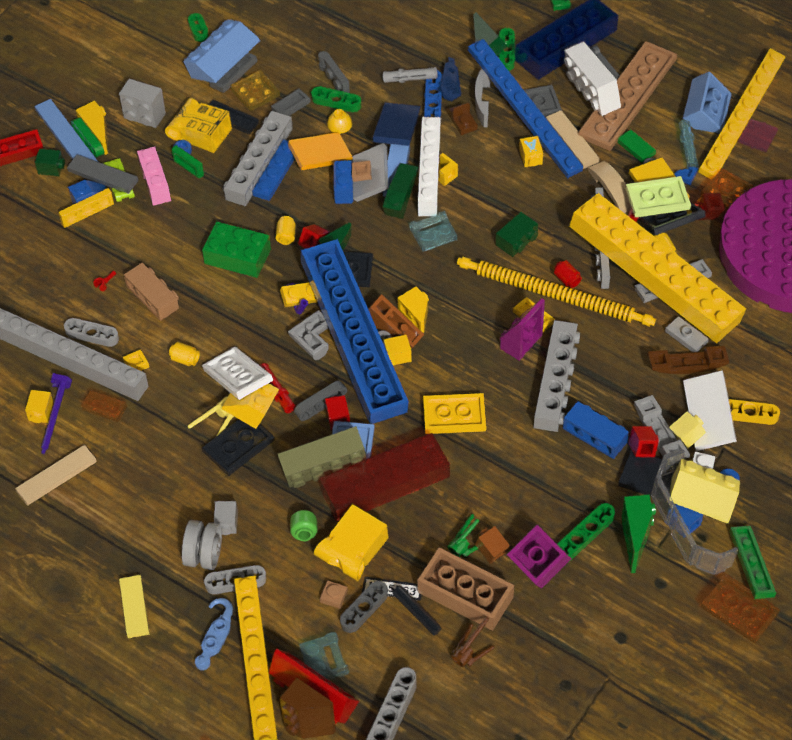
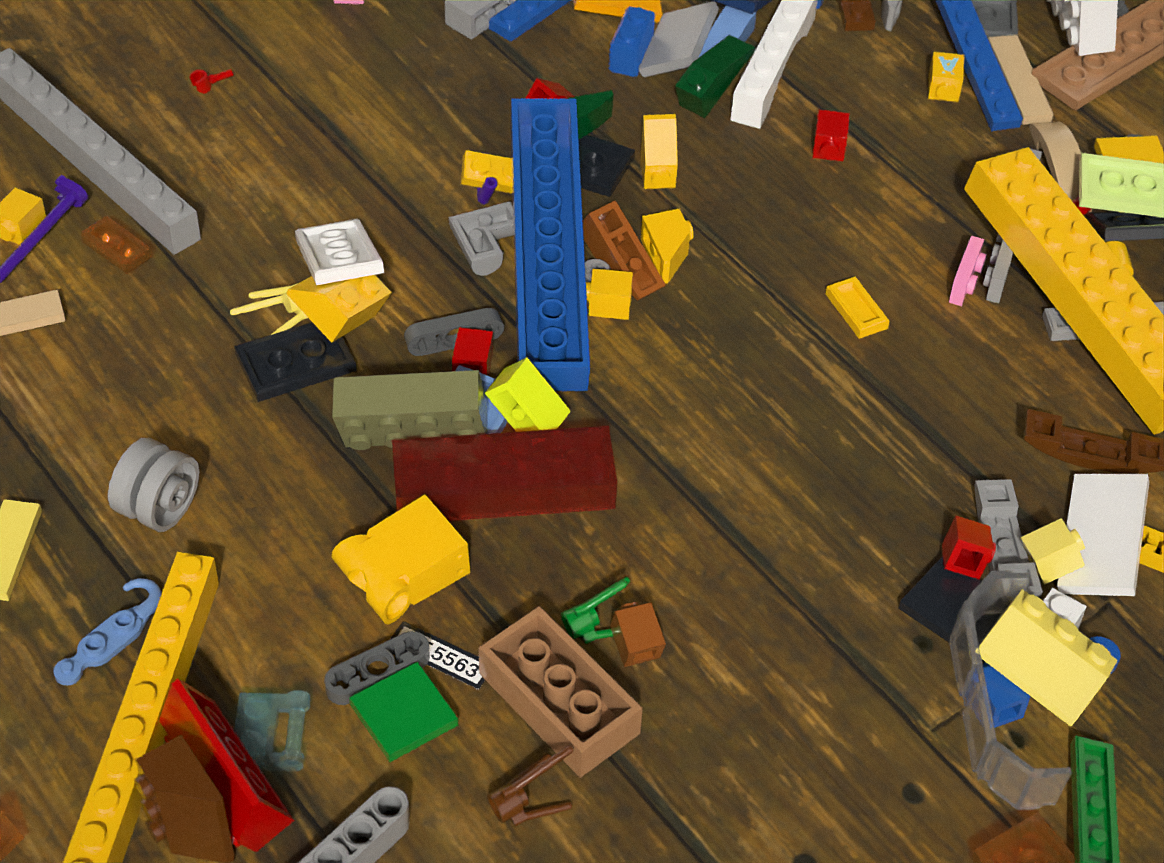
camera: 15 degrees right, 5 degrees down
(85, 326) = (136, 130): light grey beam -> none
(136, 360) = (200, 197): yellow tile -> none
(151, 291) = (271, 109): medium nougat brick -> none
(184, 354) = (274, 207): yellow brick -> none
(226, 515) = (219, 458): light grey brick -> none
(227, 574) = (169, 546): light grey beam -> none
(236, 249) = (426, 87): green brick -> none
(282, 394) = (397, 304): red pin -> none
(285, 230) = (513, 82): yellow brick -> none
(303, 525) = (336, 508): bright green head -> none
(333, 594) = (336, 633): medium nougat plate -> none
(361, 171) = (664, 29): medium nougat plate -> none
(381, 431) = (527, 398): none -> neon yellow brick
(389, 625) = (403, 711): none -> green tile
(390, 253) = (659, 151): none -> yellow slope
(420, 614) = (463, 702): black axle -> none
(434, 236) = (744, 153): clear light blue plate -> none
(447, 170) = (801, 70): yellow panel -> none
(454, 413) = (663, 413): yellow plate -> none
(480, 210) = (831, 135): none -> red brick
(517, 234) = (875, 183): dark green brick -> none
(524, 331) = (829, 319): magenta slope -> none
(539, 556) = (708, 676): magenta brick -> none
(540, 286) = (912, 284): yellow hose -> none
(561, 346) = (856, 406): light grey brick -> none
(567, 274) = (936, 261): red brick -> none
(586, 269) = (965, 279): none -> bright pink plate
(587, 535) = (810, 670): green beam -> none
(595, 430) = (892, 506): blue brick -> none
(636, 146) = (1121, 113): green tile -> none
(636, 523) = (906, 676): green slope -> none
(686, 335) = (1106, 407): light grey plate -> none

